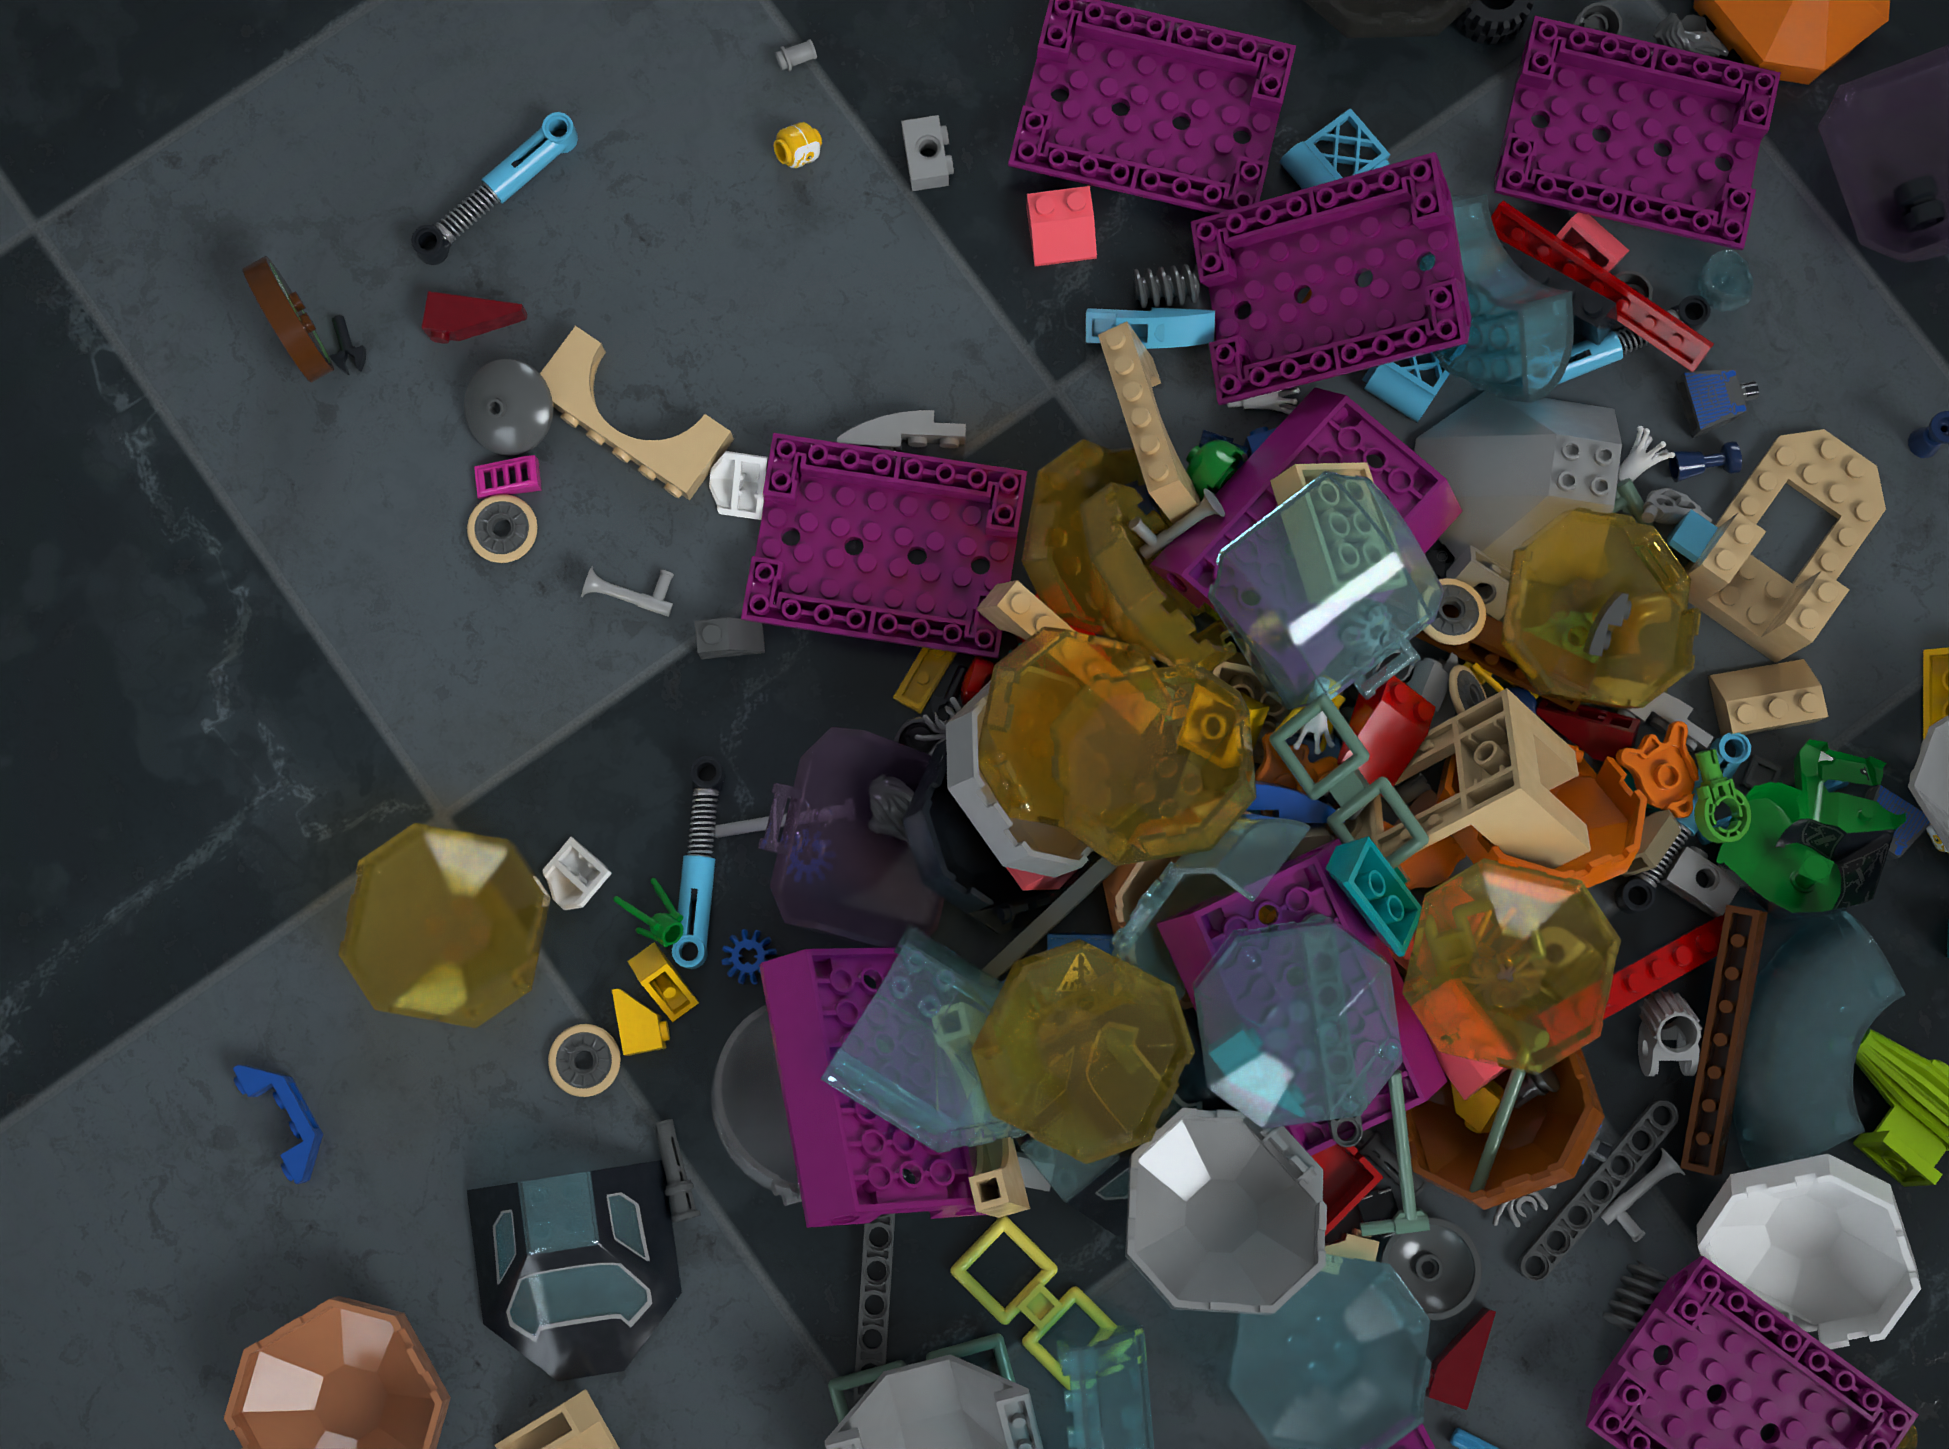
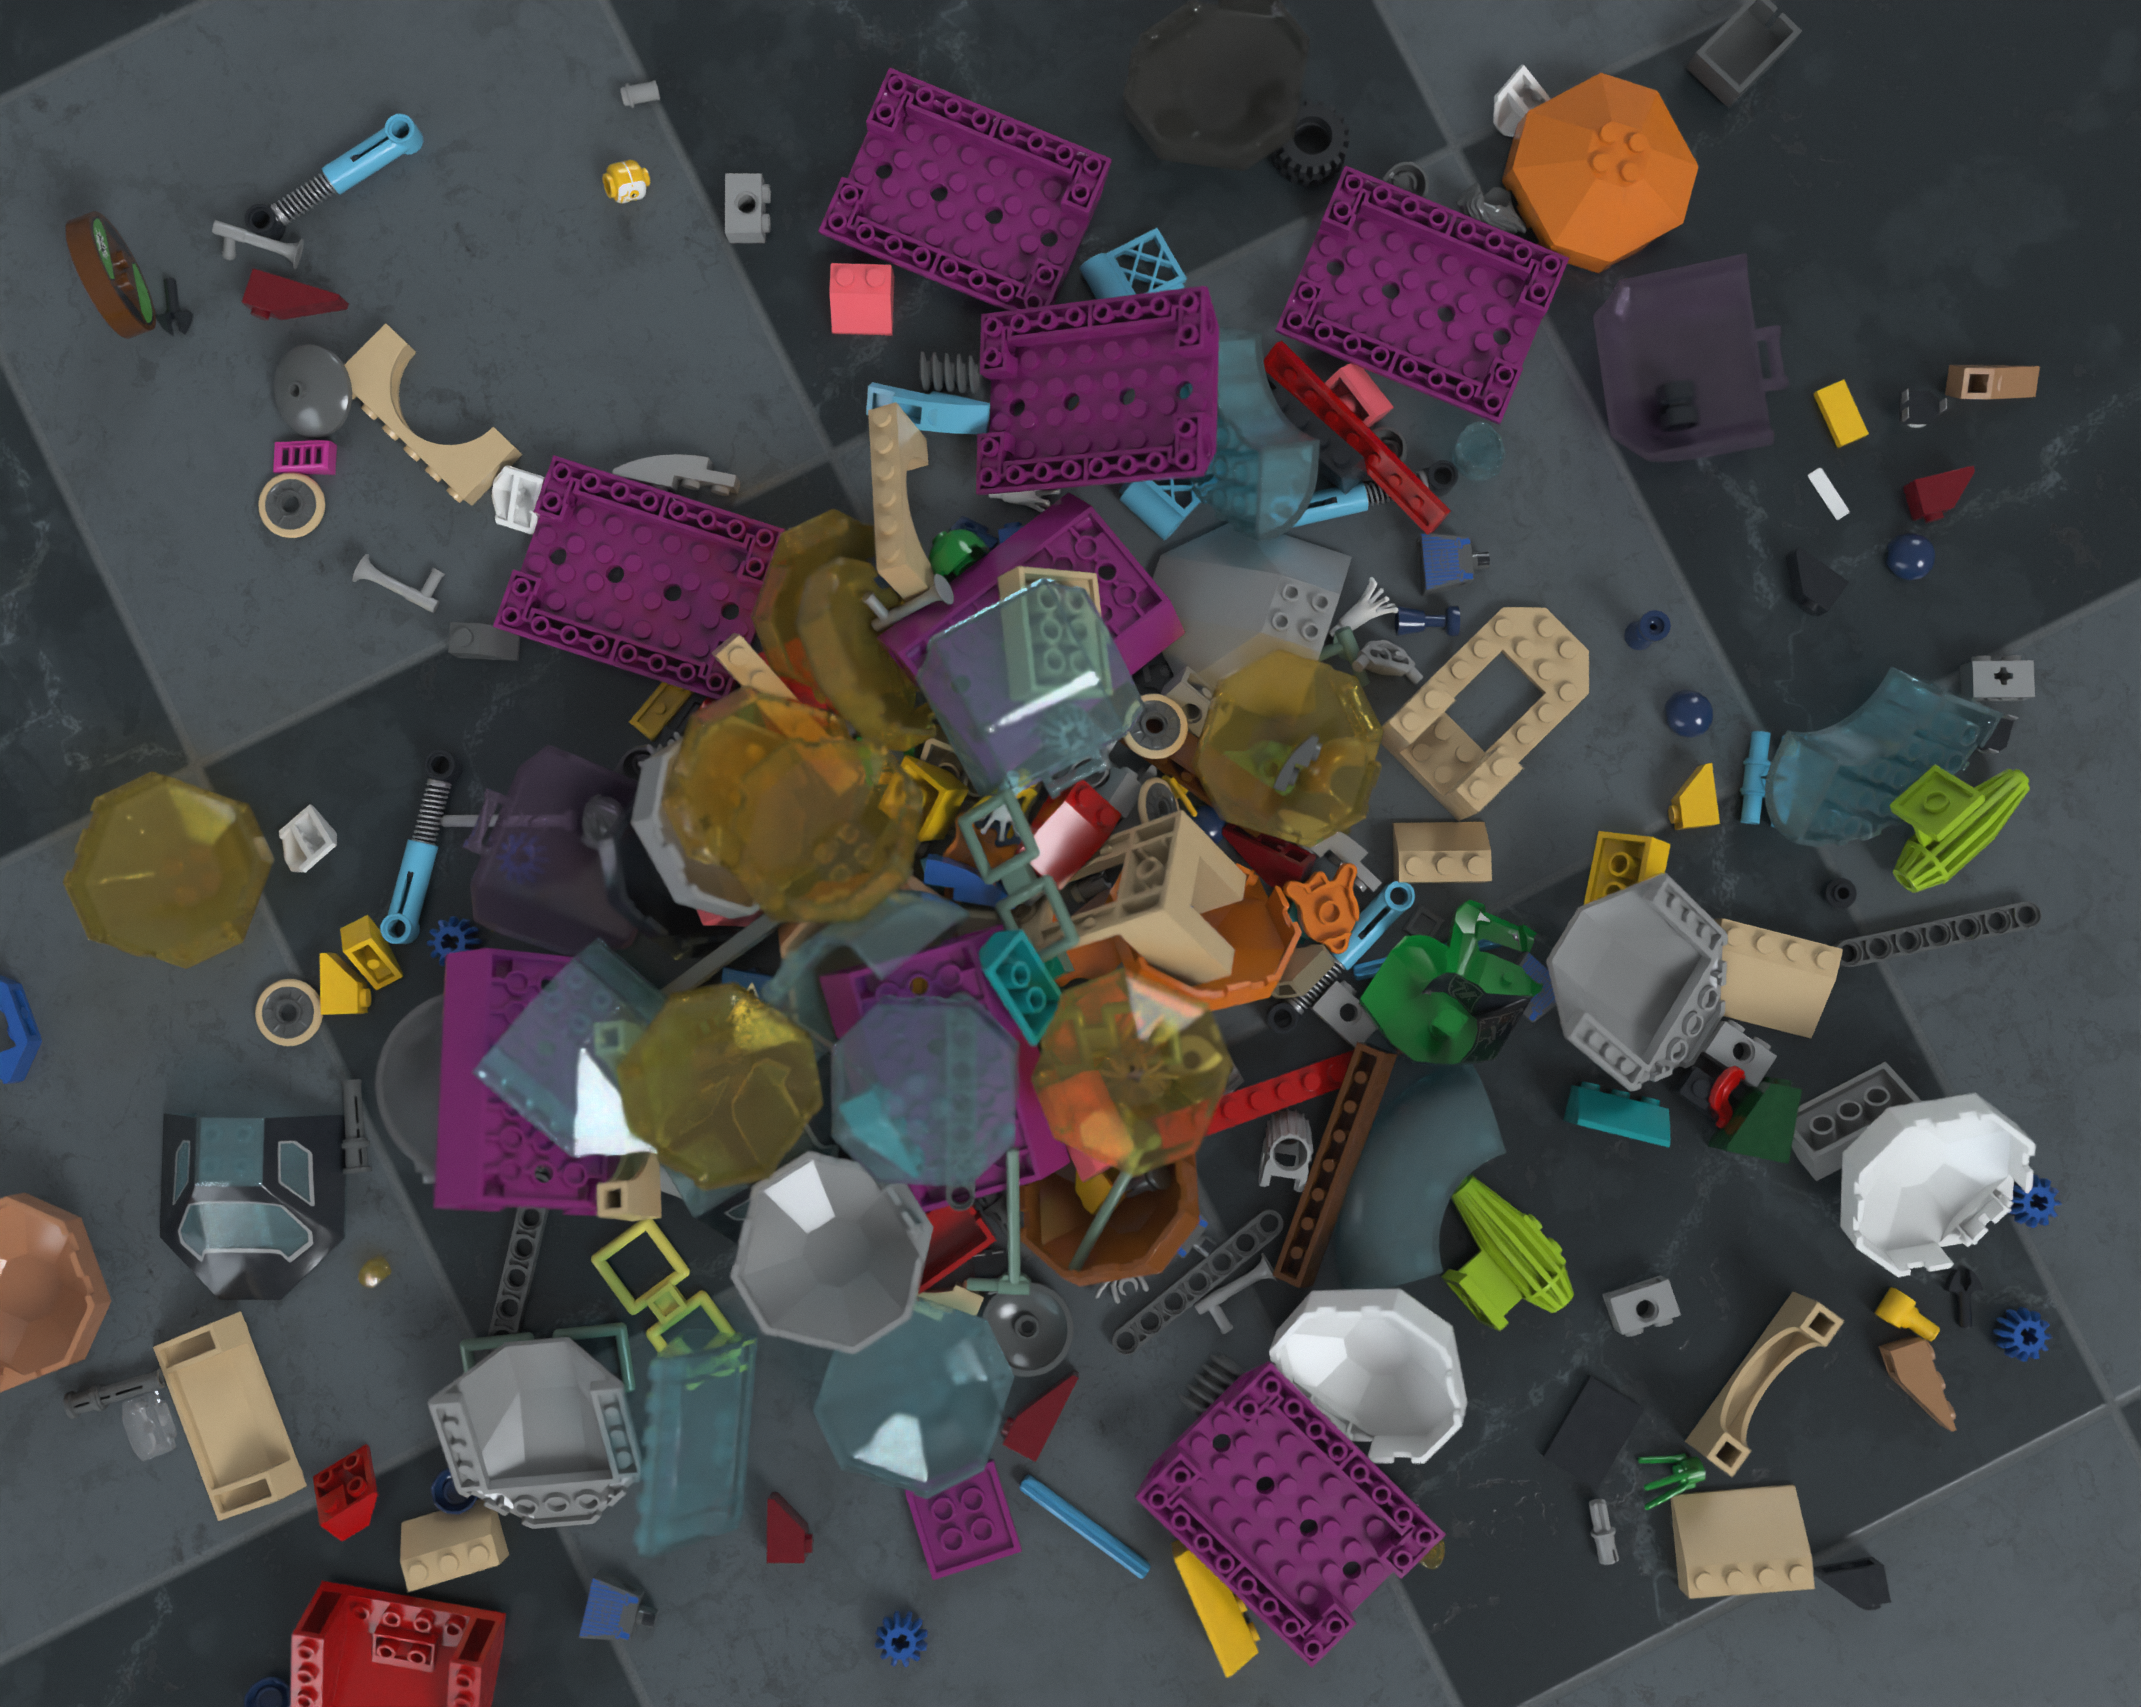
camera: 10 degrees right, 5 degrees up
(399, 259) = (233, 233): none -> light grey piece
(664, 927) = (374, 902): green plant -> none
(720, 1323) = (374, 1271): none -> clear yellow piece
(1691, 535) = (1396, 691): medium azure slope -> none
(1713, 791) = (1368, 933): bright green pin -> none

